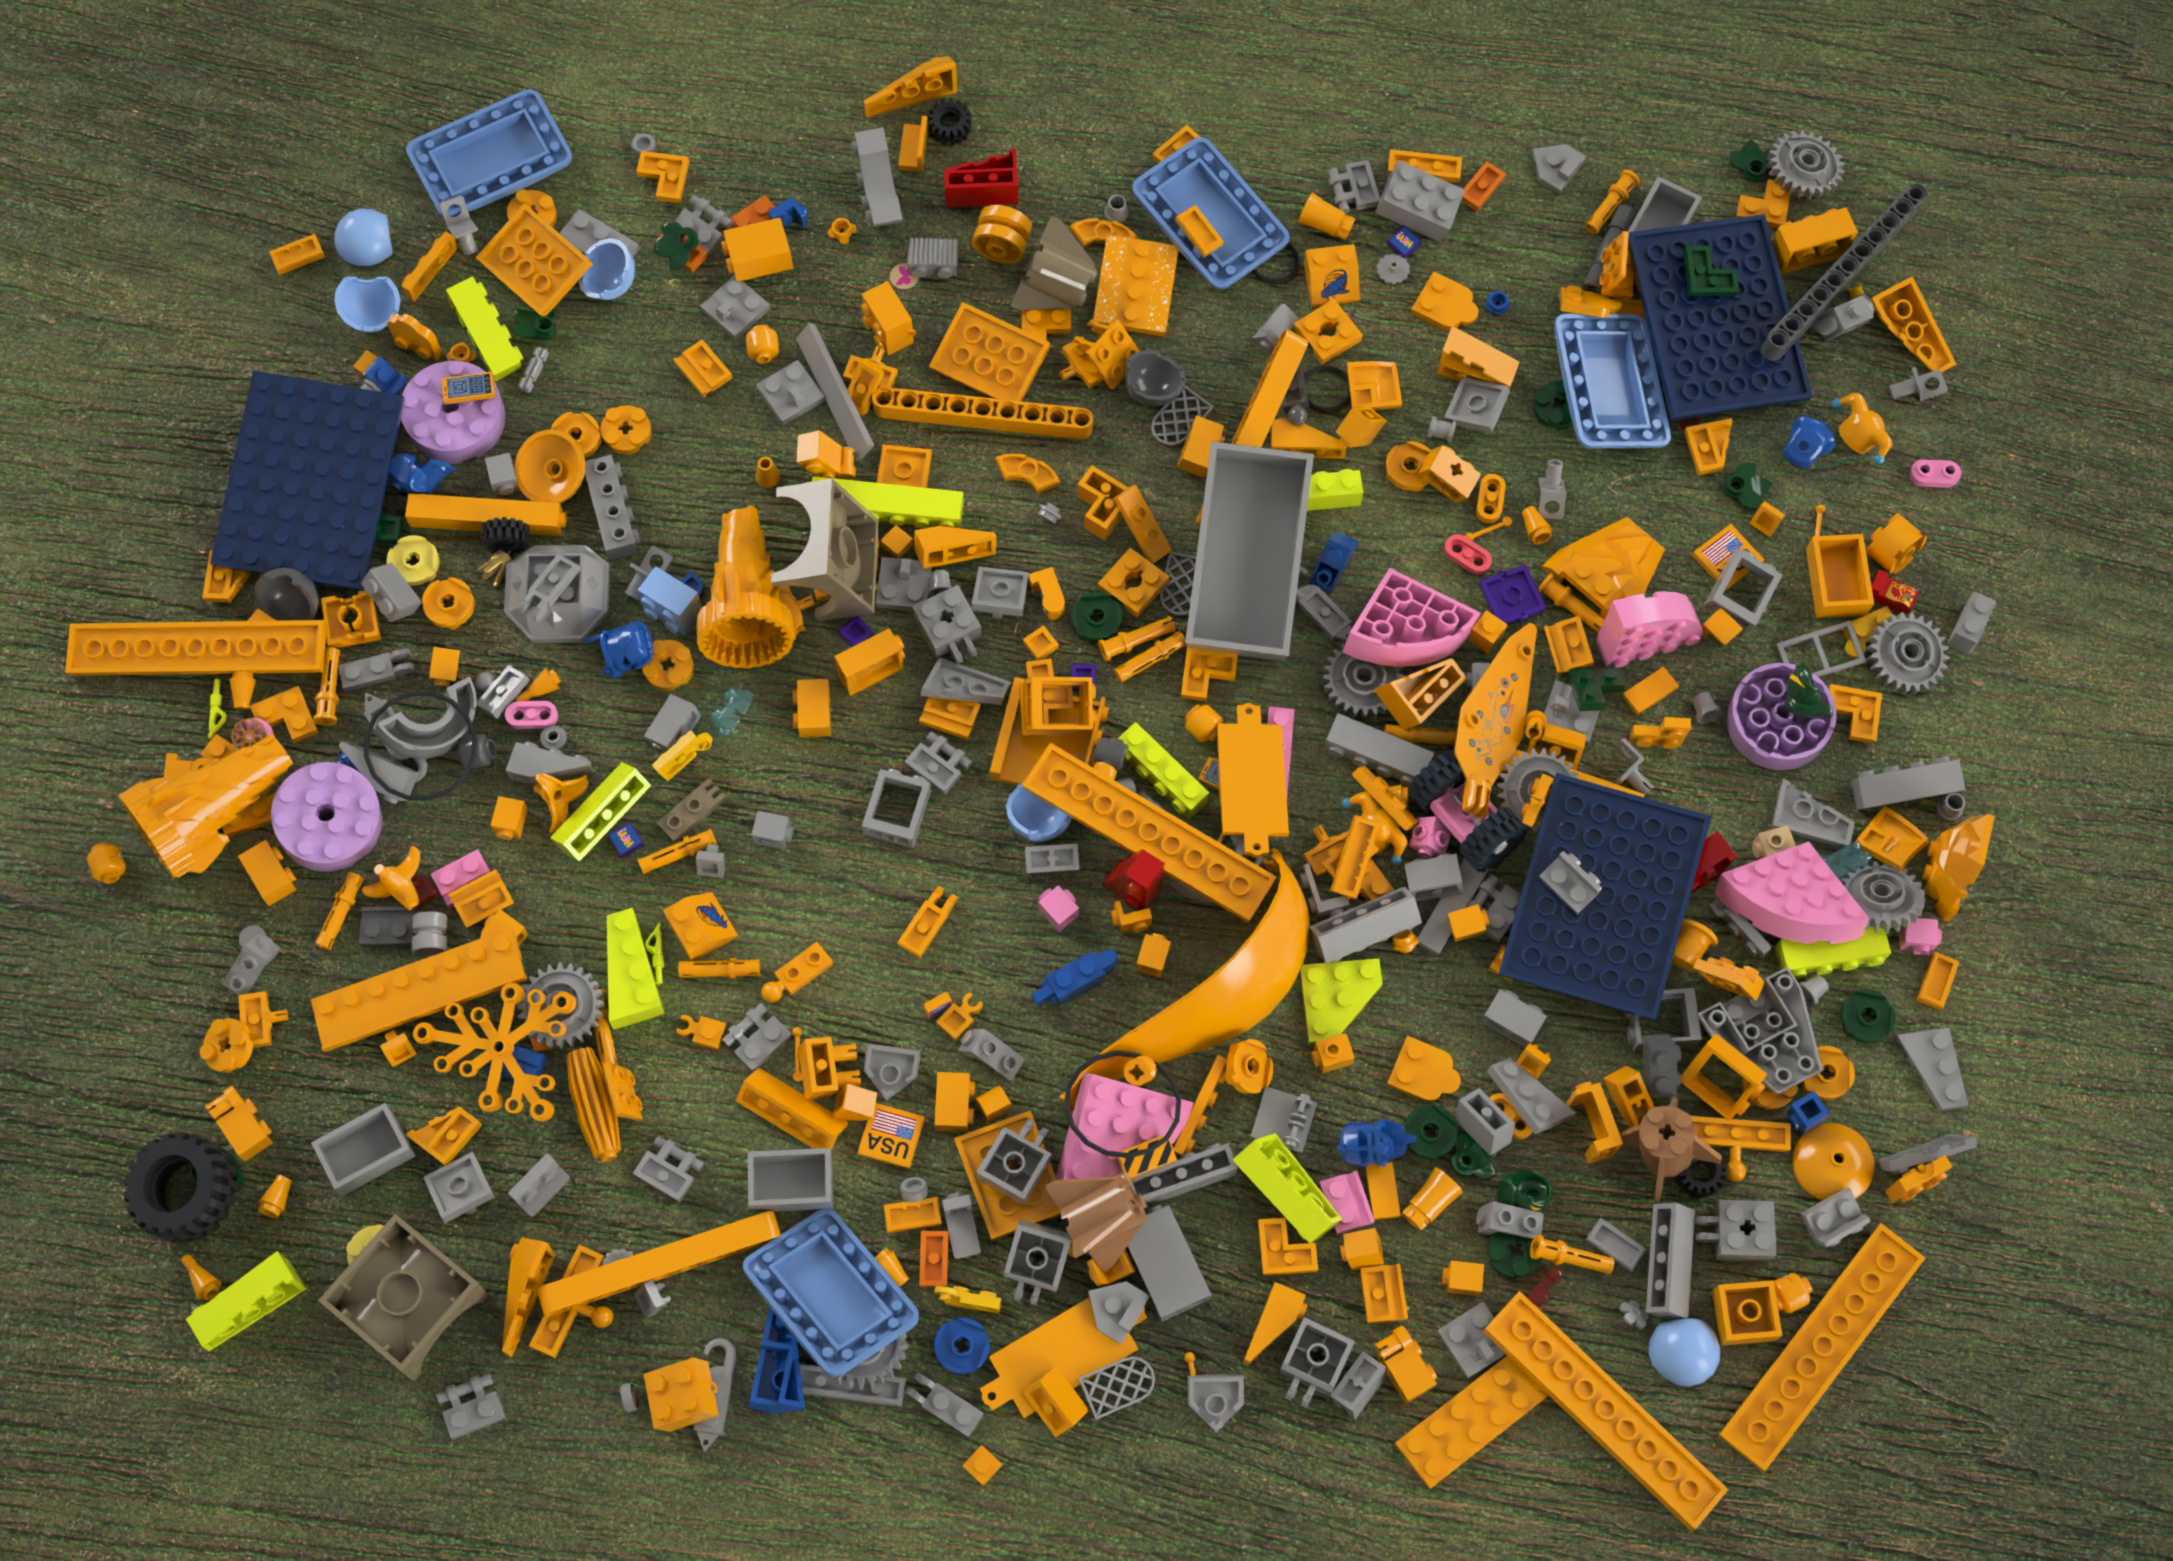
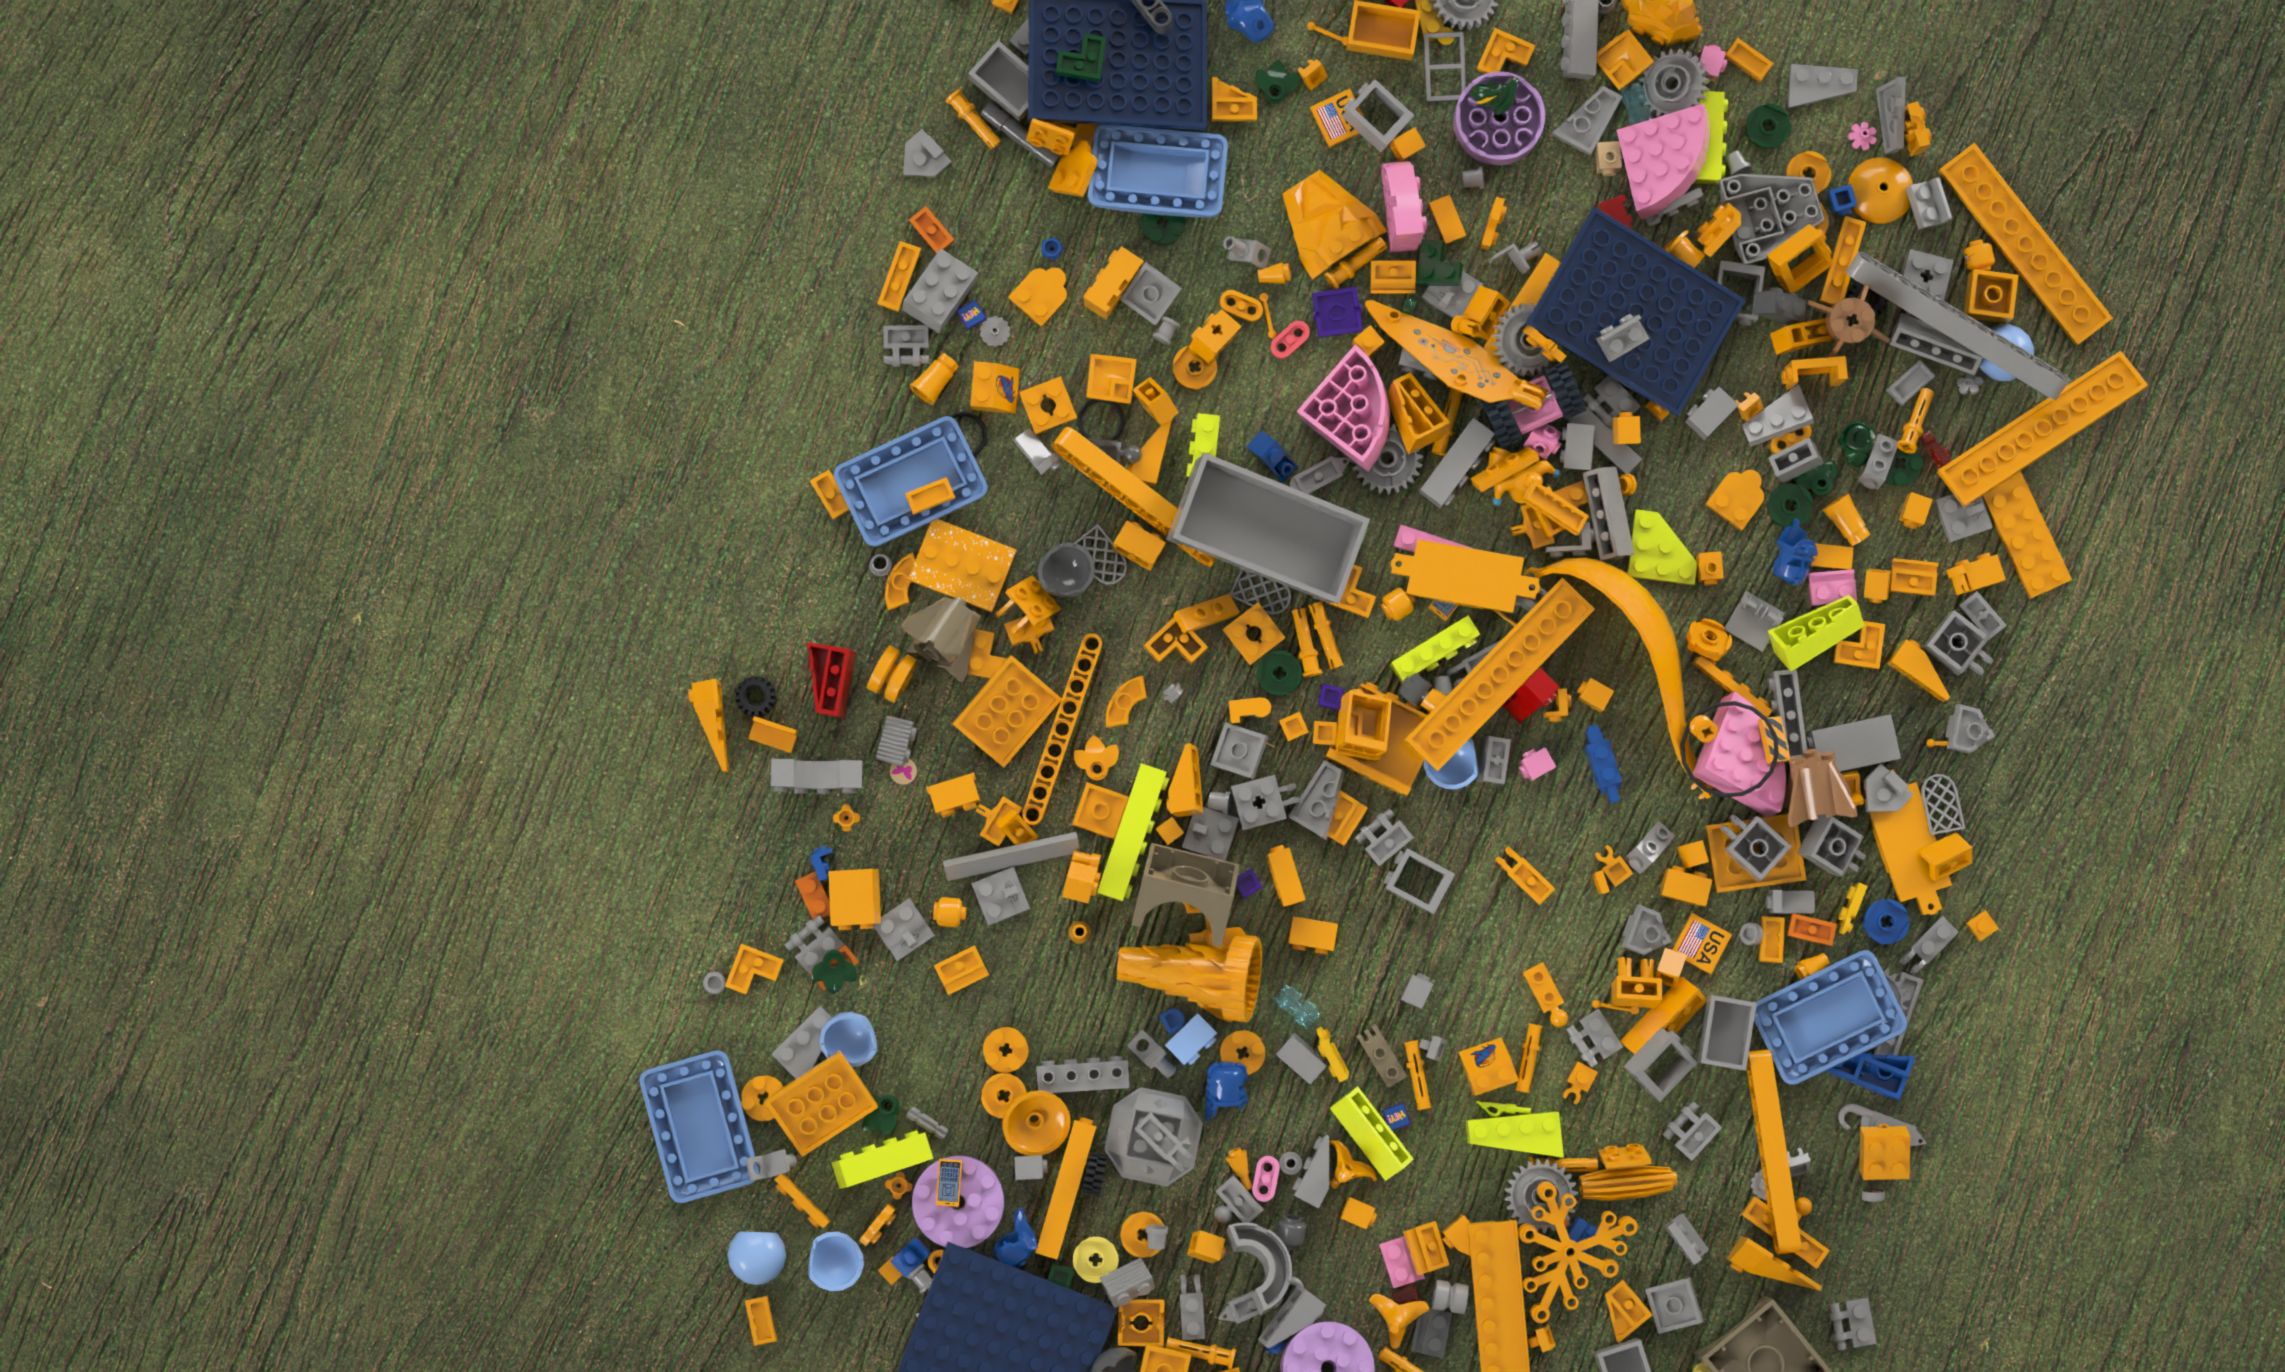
camera: 80 degrees left, 15 degrees up
(401, 697) = (1330, 1277): black piece -> none
(446, 609) = (1156, 1236): none -> light grey piece
(498, 560) = (1117, 1185): pearl gold piece -> none
(729, 1080) = (1650, 1052): none -> light grey window
(963, 453) = (1096, 754): none -> light orange plate
(1543, 668) = (1409, 304): none -> clear green bush
(1698, 1274) = (1957, 325): none -> light grey beam
(1891, 1129) = (1862, 136): none -> bright pink plant

